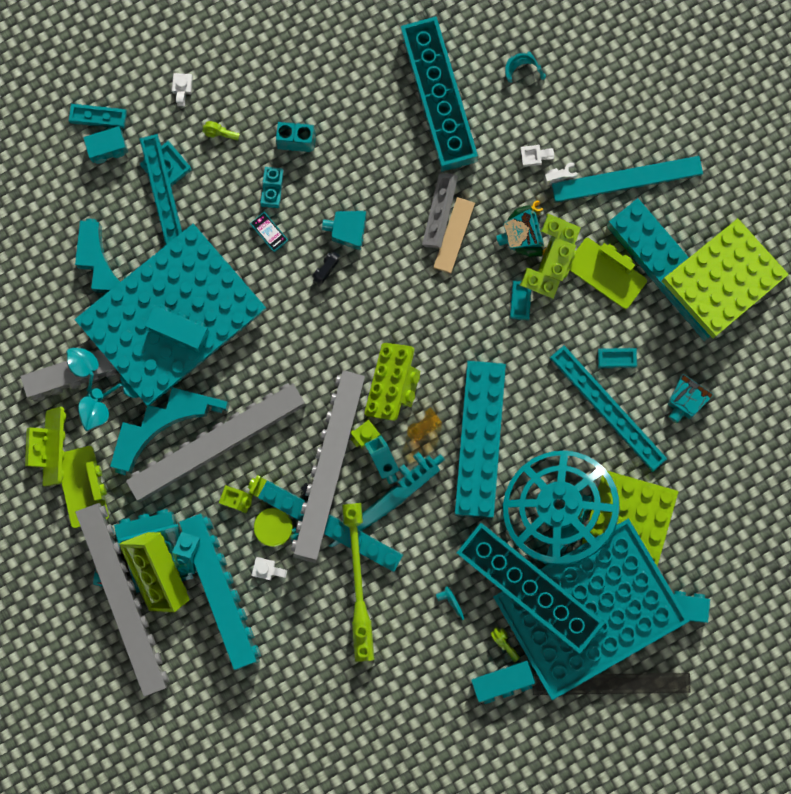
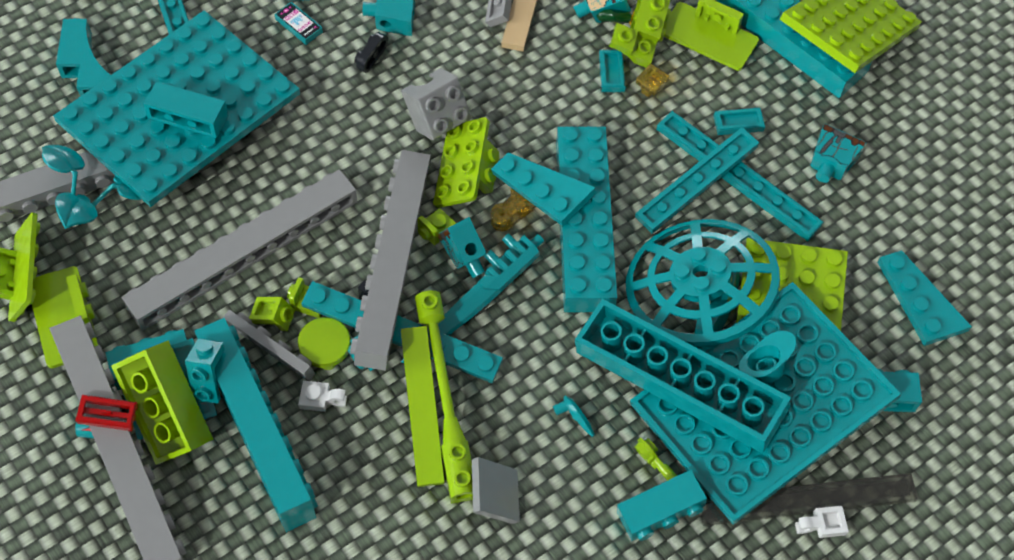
camera: 15 degrees left, 20 degrees down
(99, 576) = (130, 417): none -> red tile
(180, 407) = (194, 212): teal arch -> none
(227, 520) = (278, 350): none -> light grey plate
(340, 587) = (422, 406): none -> lime tile
(375, 333) = (437, 105): none -> light grey piece
(386, 659) = (495, 490): none -> light grey tile
(451, 419) = (545, 188): none -> teal wing
(551, 316) = (652, 80): none -> clear yellow tile
(573, 414) = (696, 180): none -> teal plate
(596, 584) = (769, 356): none -> teal piece
(621, 704) = (827, 522): none -> white plate
(730, 534) = (923, 303): none -> teal wing

